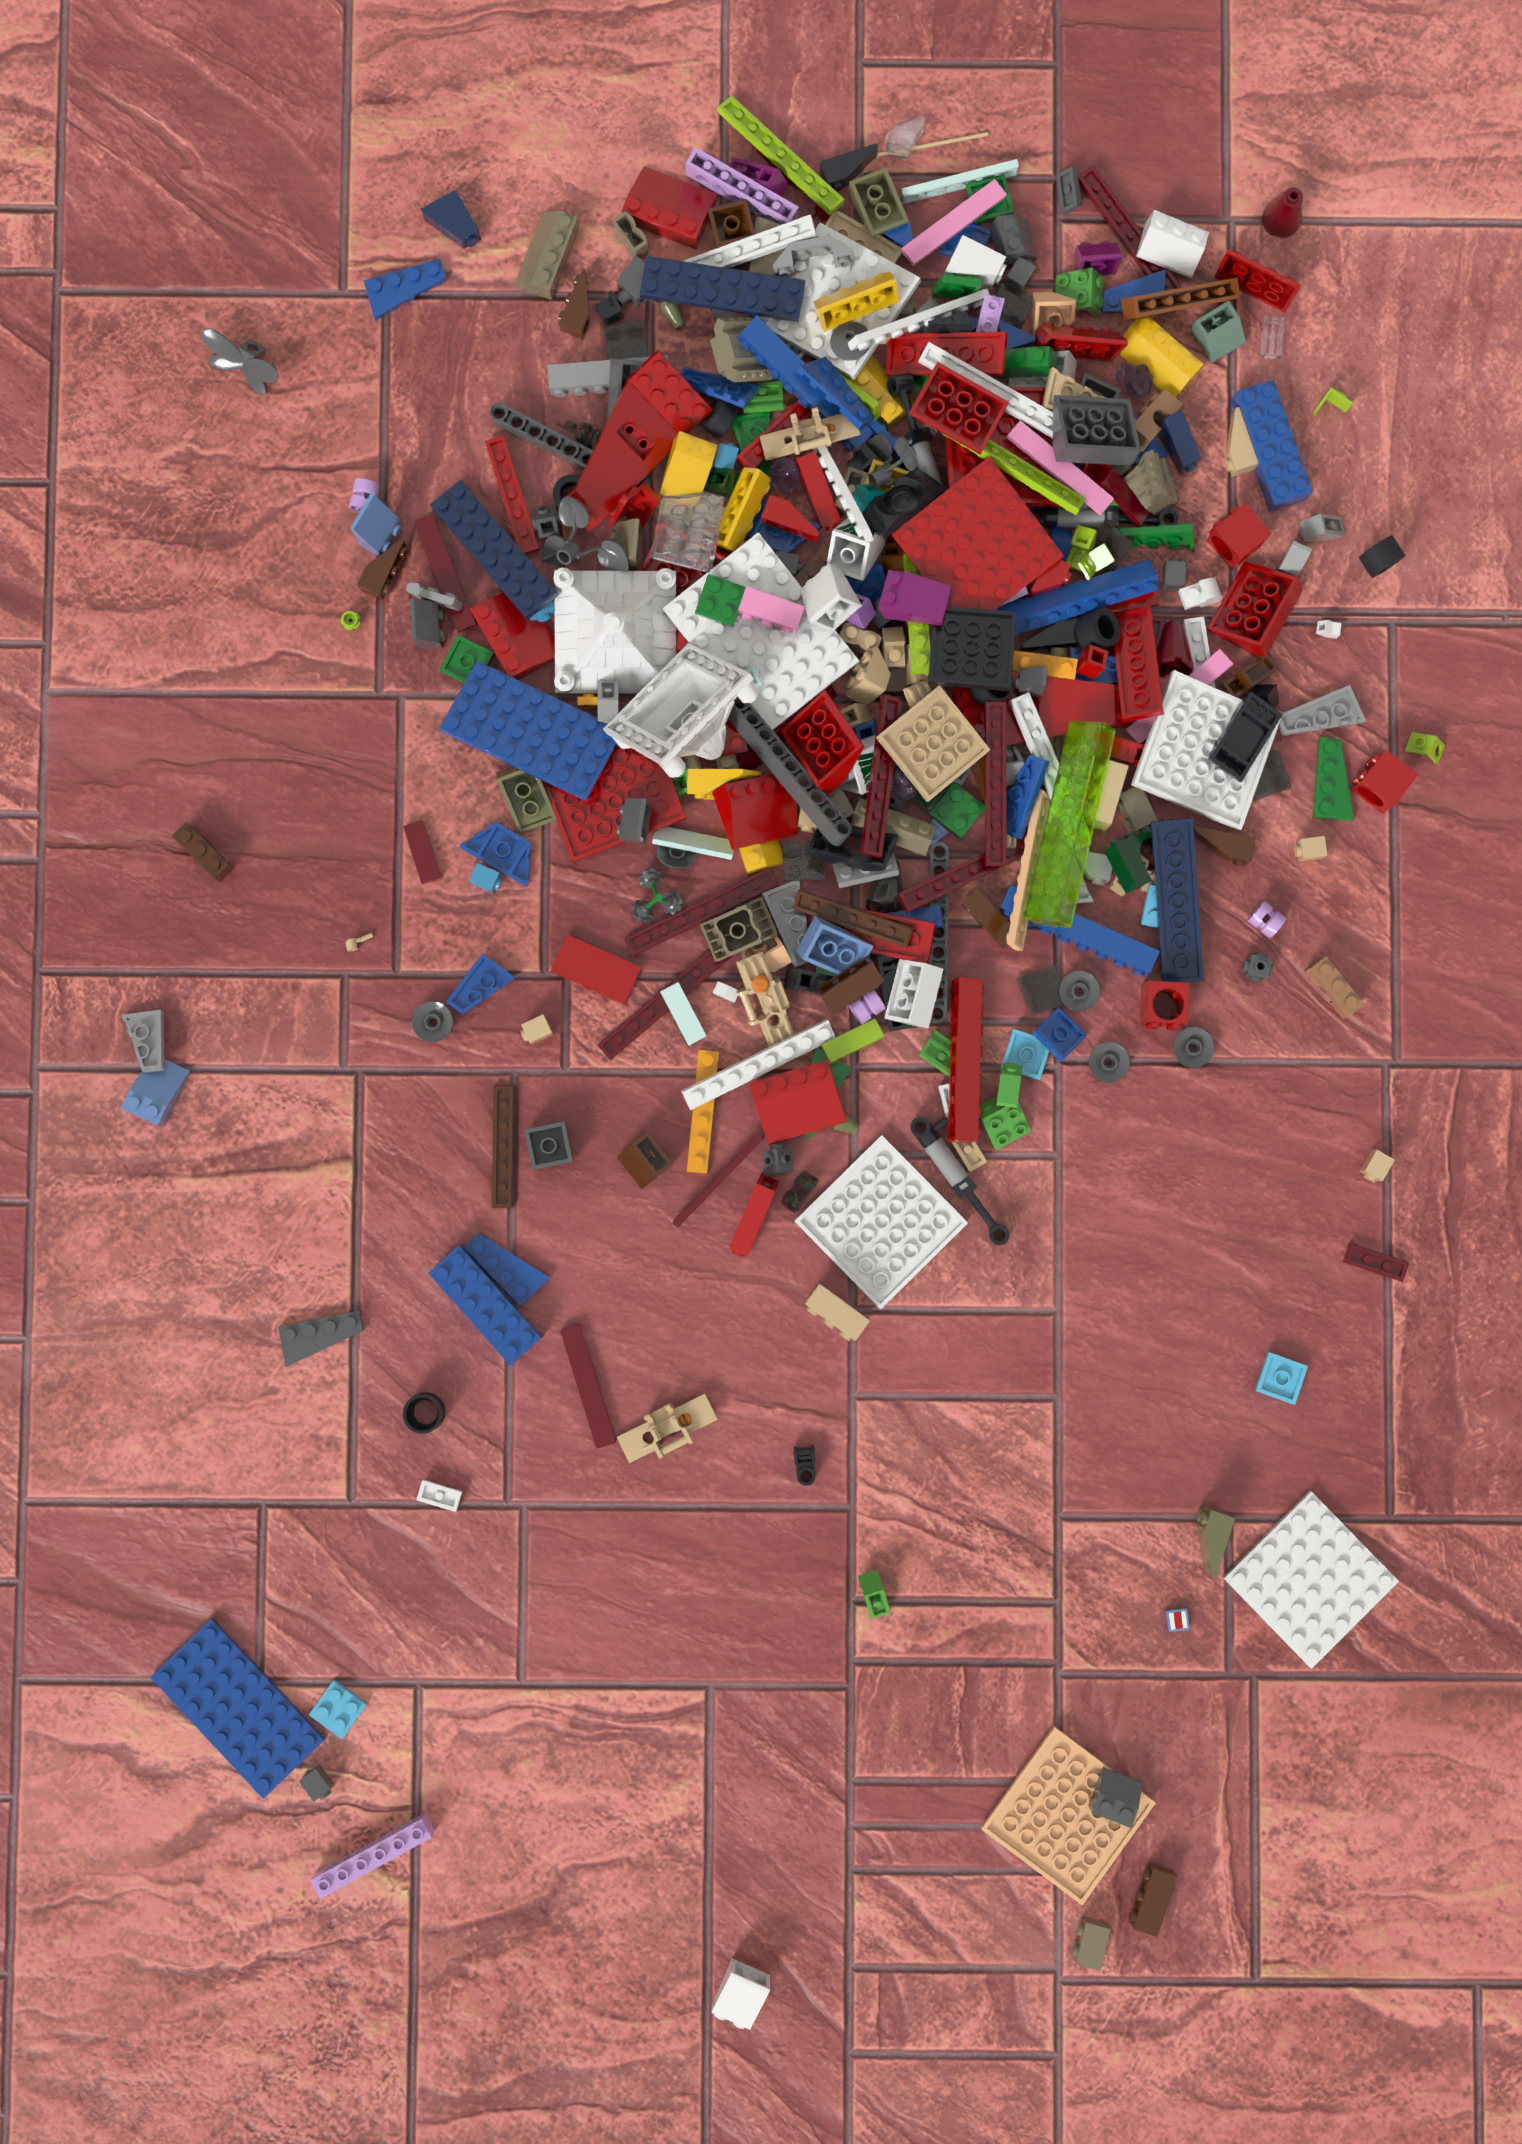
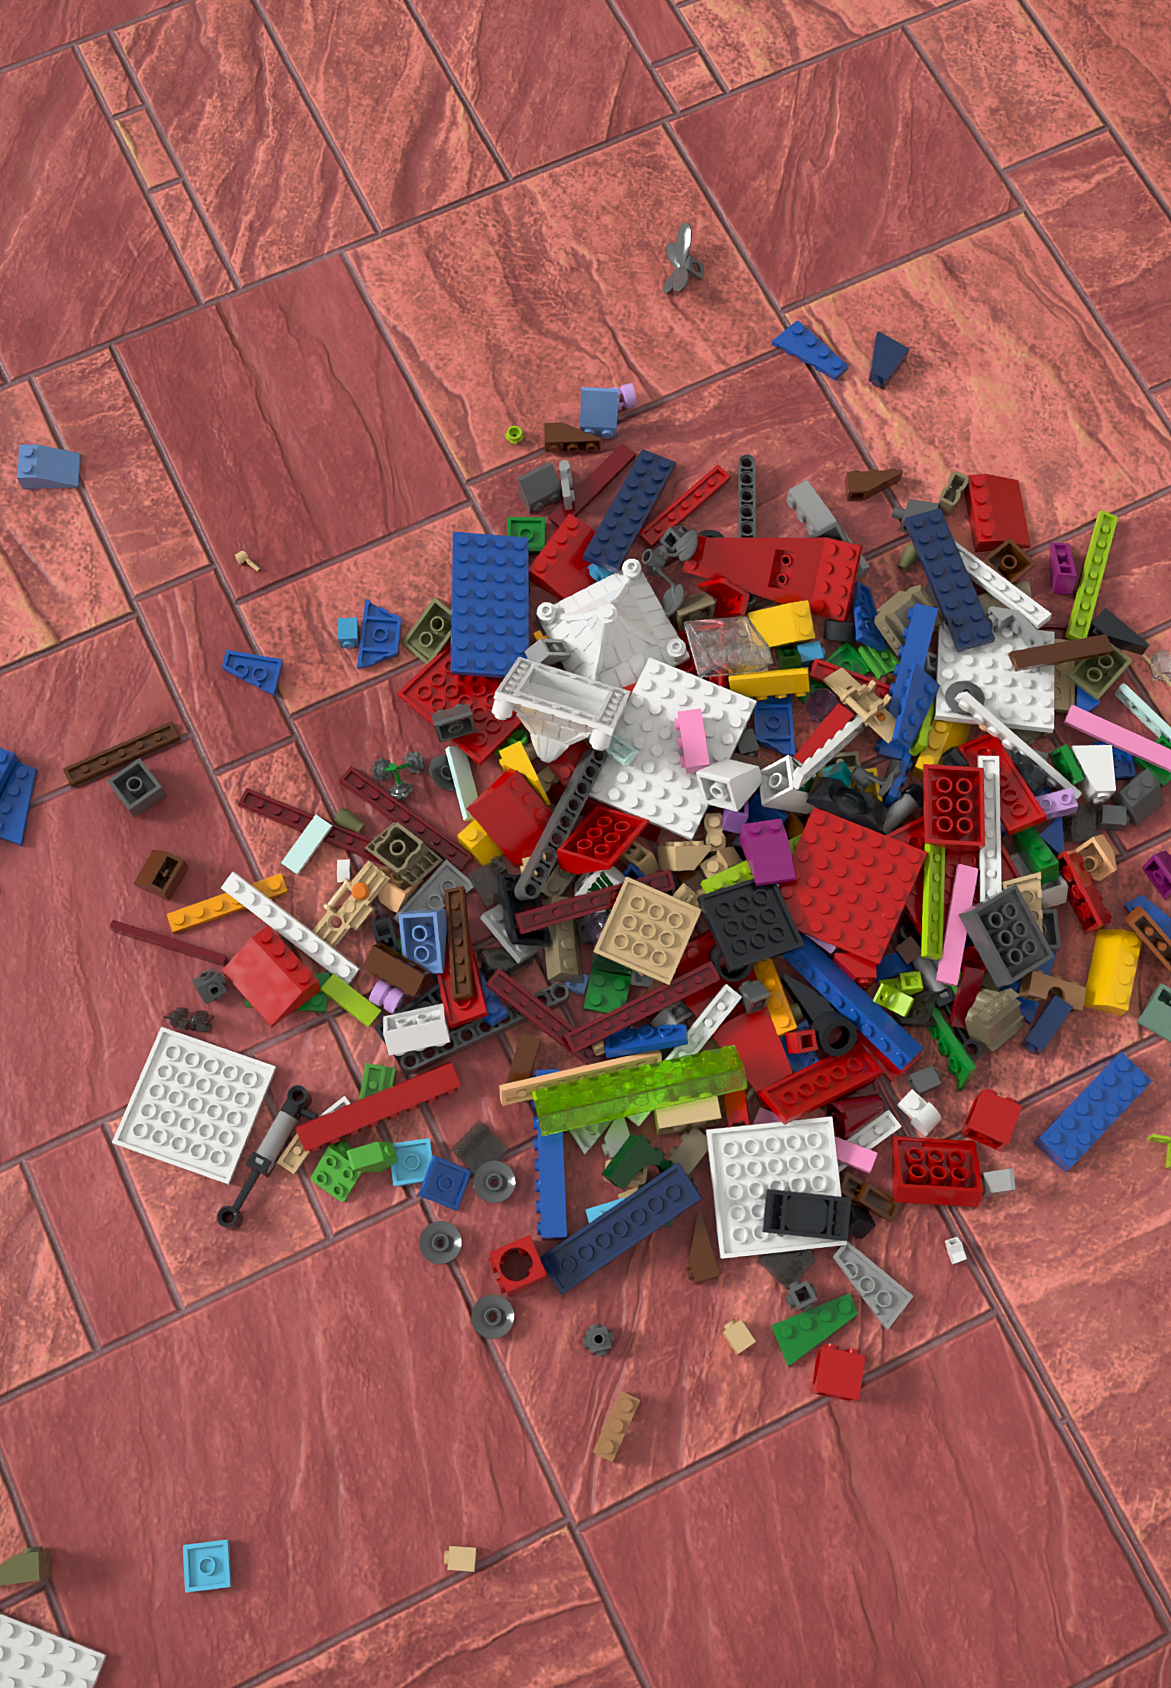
camera: 65 degrees right, 15 degrees down
(147, 1035) = (91, 441): light grey wing -> none
(203, 852) = (264, 413): reddish brown brick -> none
(422, 852) = (347, 575): dark red tile -> none
(423, 1016) = (200, 640): dark grey dish -> none
(536, 1029) = (236, 732): tan brick -> none
(548, 253) = (901, 442): dark tan slope -> none
(583, 433) = (764, 525): clear smoke hinge -> none
(596, 969) = (312, 757): red tile -> none
(609, 309) = (882, 508): black panel -> none
(625, 340) = (865, 531): clear smoke hinge -> none
(676, 965) = (348, 820): none -> olive cone
(720, 600) = (678, 695): green plate -> none
(739, 187) = (1044, 555): lavender brick -> none
(753, 1215) = (151, 988): red slope -> none
(785, 517) = (785, 718): red slope -> none
(836, 1312) = (90, 1101): tan brick -> none
(849, 1127) = (271, 1033): olive cone -> none
(853, 228) = (1060, 652): none -> reddish brown tile
(857, 301) = (999, 684): yellow slope -> none
(863, 459) = (870, 762): black panel -> none
(1055, 523) = (909, 949): none -> reddish brown tile
(1083, 286) = (1132, 877): bright green bracket -> none
(1135, 378) = (1080, 960): hair -> none
(1240, 451) = (1072, 1084): tan slope -> none
(1272, 924) = (649, 1334): lavender wheel -> none
(1311, 777) = (806, 1290): none -> dark grey brick
(1321, 528) = (1045, 1197): light grey slope -> none
(1376, 1262) = (366, 1608): dark red tile -> none
(1382, 556) = (1049, 1265): black piece -> none
(1425, 745) = (896, 1401): lime bracket -> none

